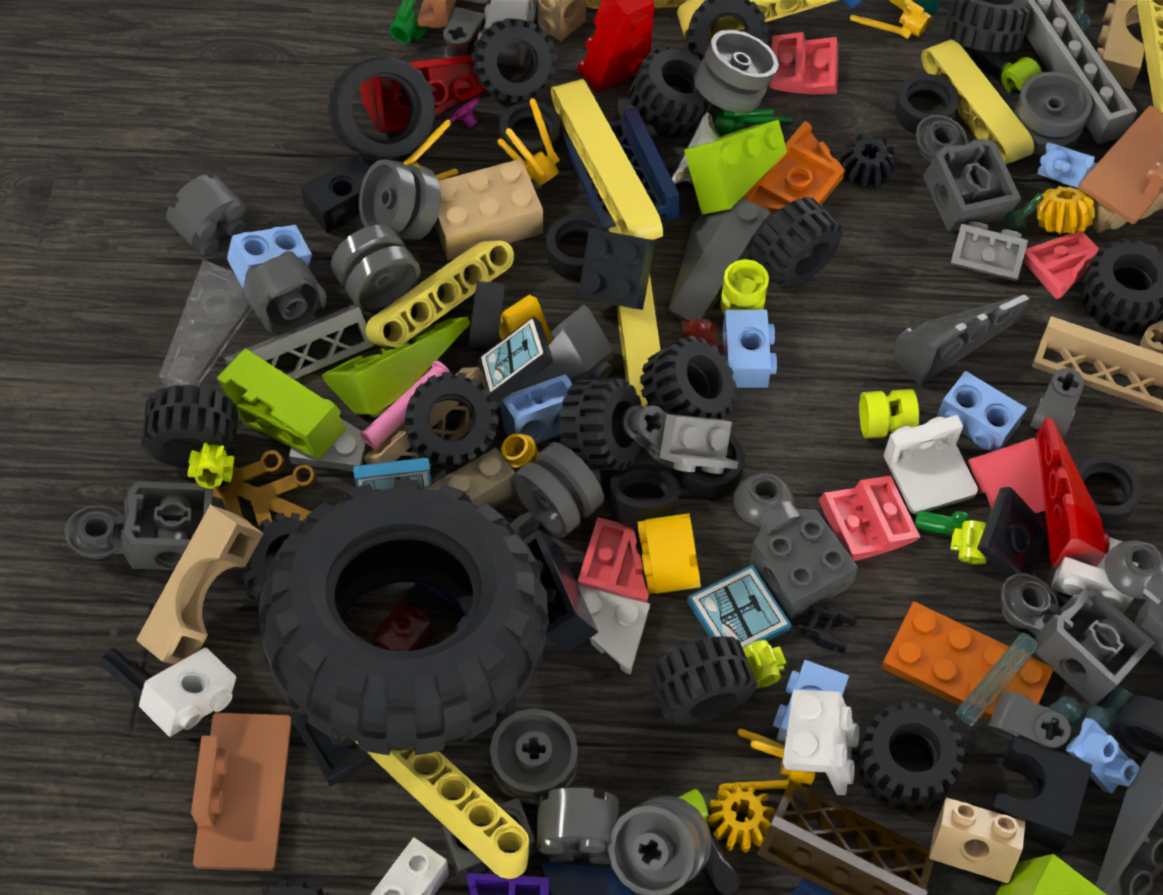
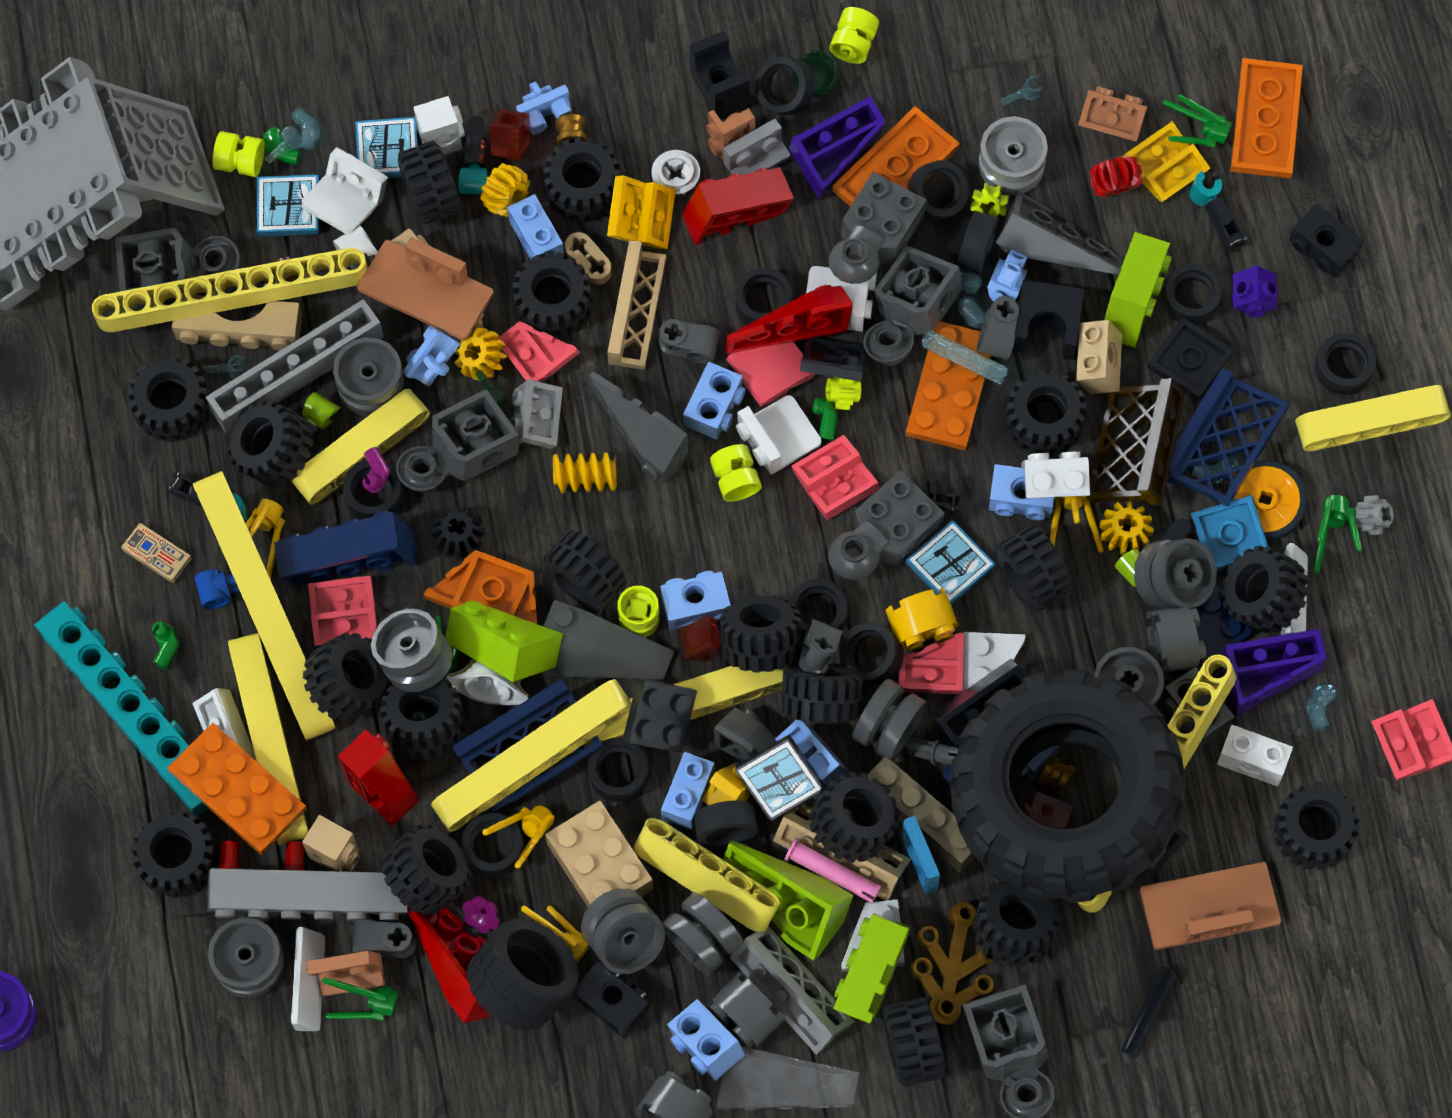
camera: 100 degrees left, 10 degrees up
(176, 621) = (1097, 993): tan arch -> none
(187, 692) = (1162, 978): white brick -> none
(211, 466) = (949, 1008): neon yellow gear -> none
(519, 450) = (868, 761): yellow cone -> none
(553, 296) = (687, 791): none -> light blue brick
(697, 442) = (826, 611): light grey bracket -> none
(765, 662) = (994, 532): neon yellow gear -> none
(864, 71) = (346, 549): none -> dark blue wedge
(913, 278) = (584, 472): none -> yellow piece
(941, 98) = (379, 470): none -> magenta arm

